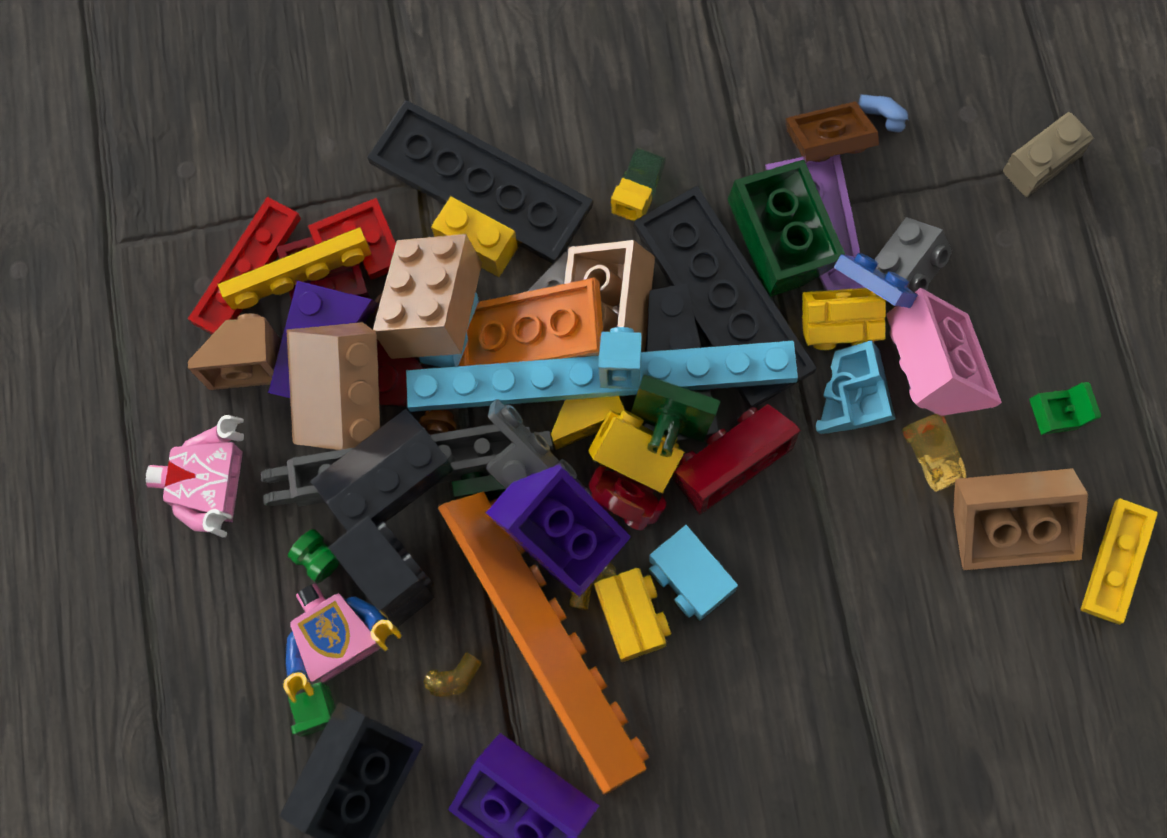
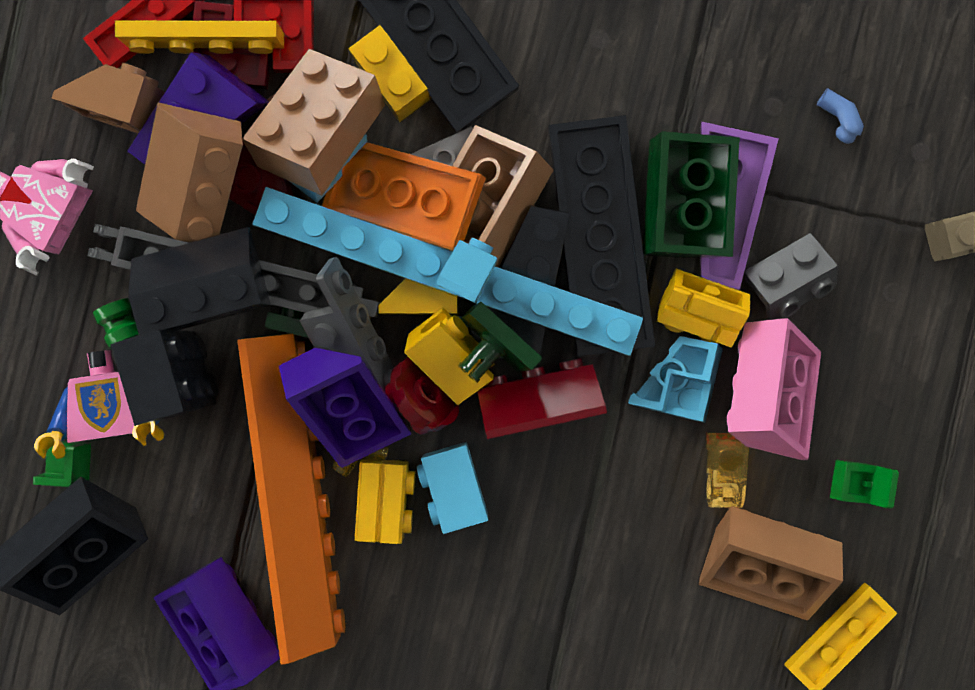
camera: 15 degrees right, 15 degrees up
(438, 421) = (280, 247): reddish brown plate -> none
(453, 681) = (202, 490): clear yellow arm -> none
(637, 185) = (570, 88): leg -> none
(832, 132) = (781, 118): reddish brown plate -> none
(889, 287) = (756, 304): plate -> none

